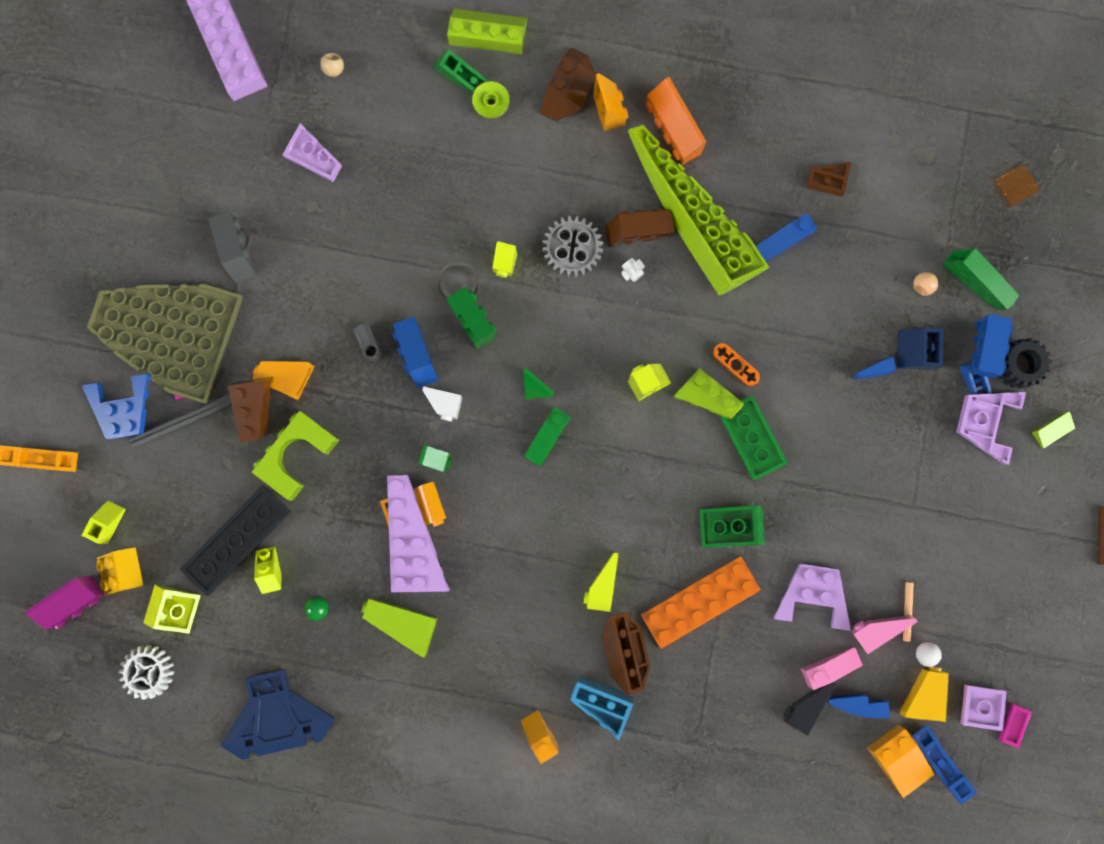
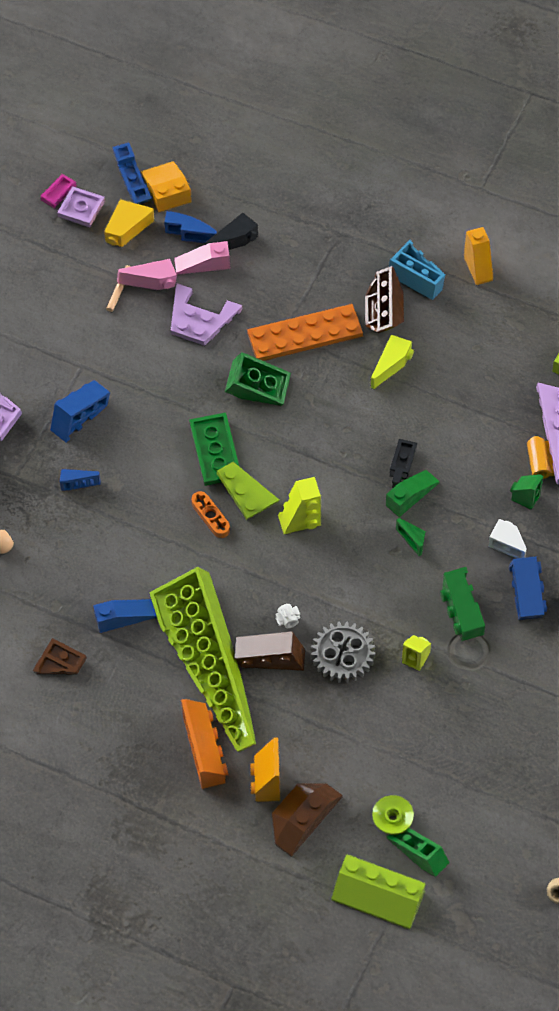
camera: 165 degrees left, 25 degrees down
(565, 468) = (402, 461): none -> black hinge
(901, 449) = (77, 408): none -> blue wedge
(920, 348) = (29, 485): dark blue slope -> none
(928, 654) = (114, 252): white piece -> none

